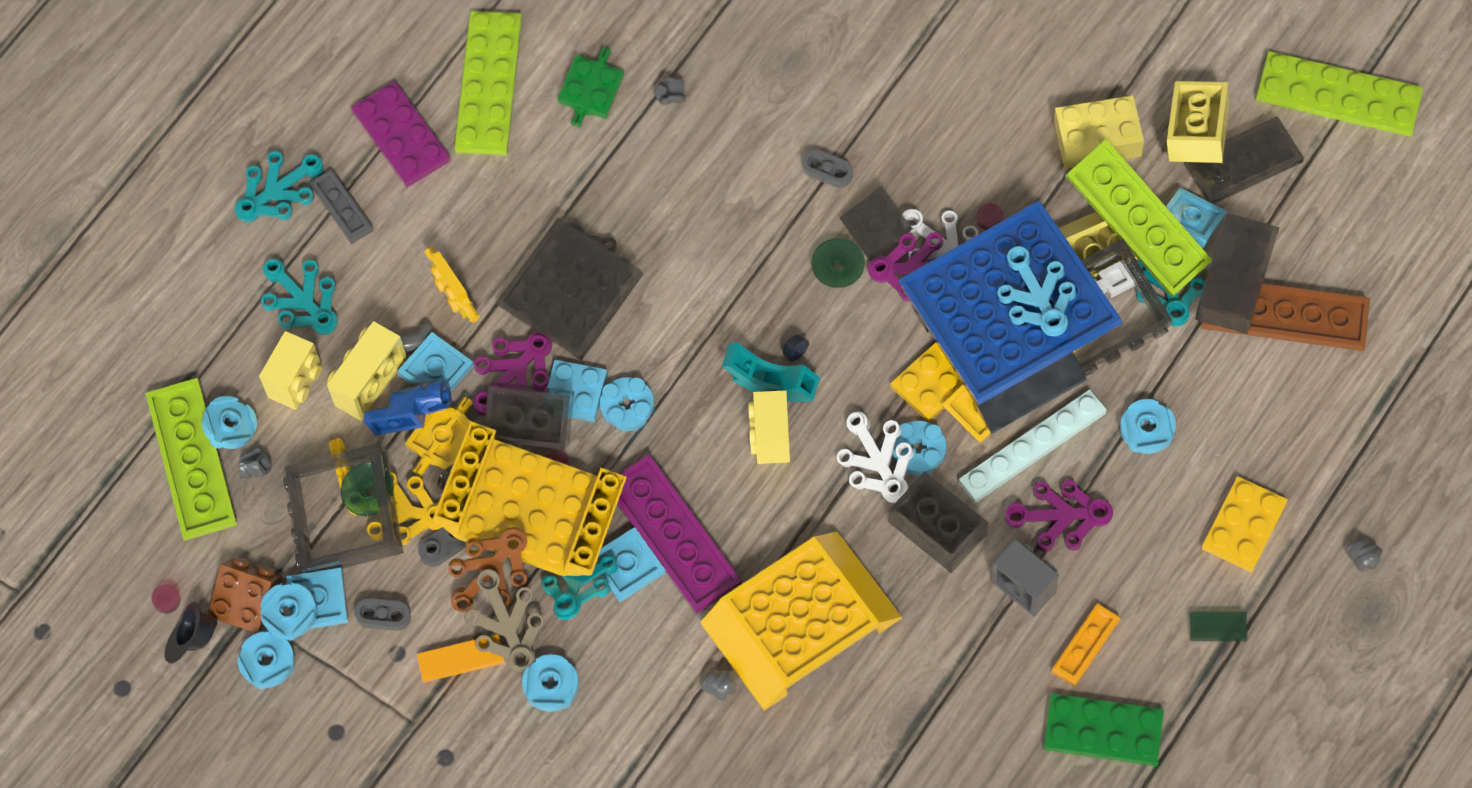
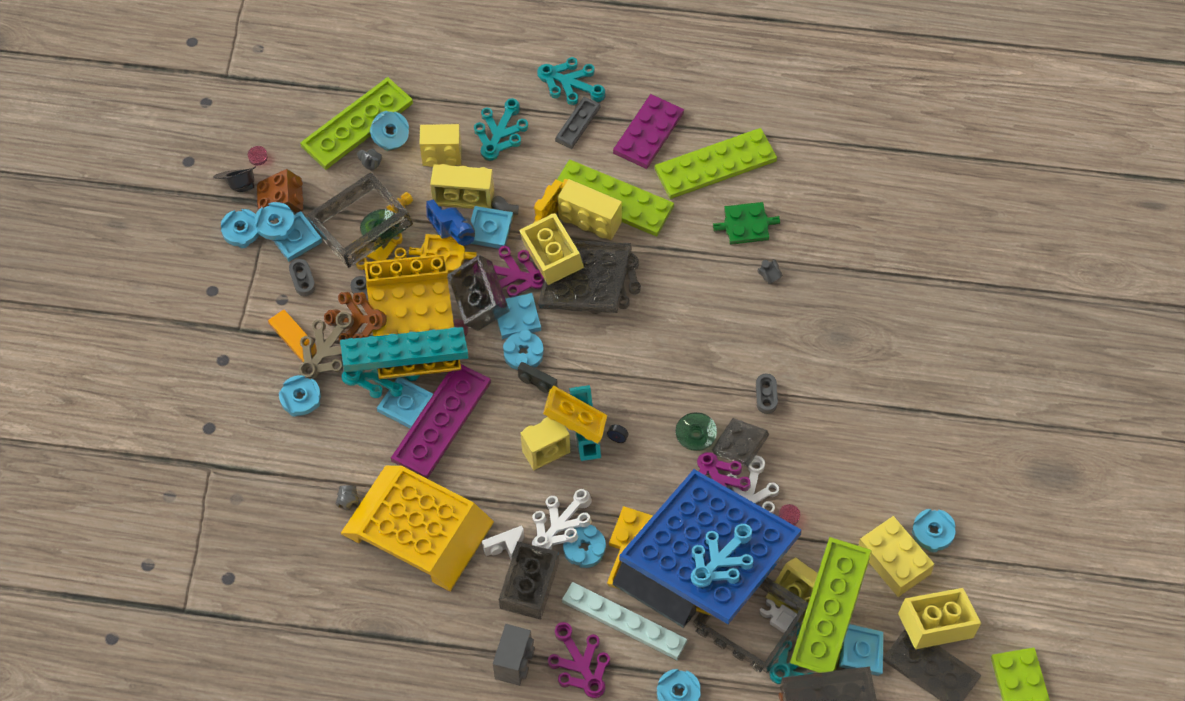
camera: 60 degrees right, 5 degrees down
(472, 213) = (639, 207): none -> lime plate
(483, 242) = (589, 209): none -> light yellow brick
(518, 305) = (551, 248): none -> light yellow brick
(571, 527) = (403, 349): none -> teal plate
(668, 407) = (536, 377): none -> pearl dark grey plate
(763, 373) = (575, 414): none -> yellow plate
(876, 525) = (505, 540): none -> white slope
(1092, 69) = (932, 541): none -> medium azure plate

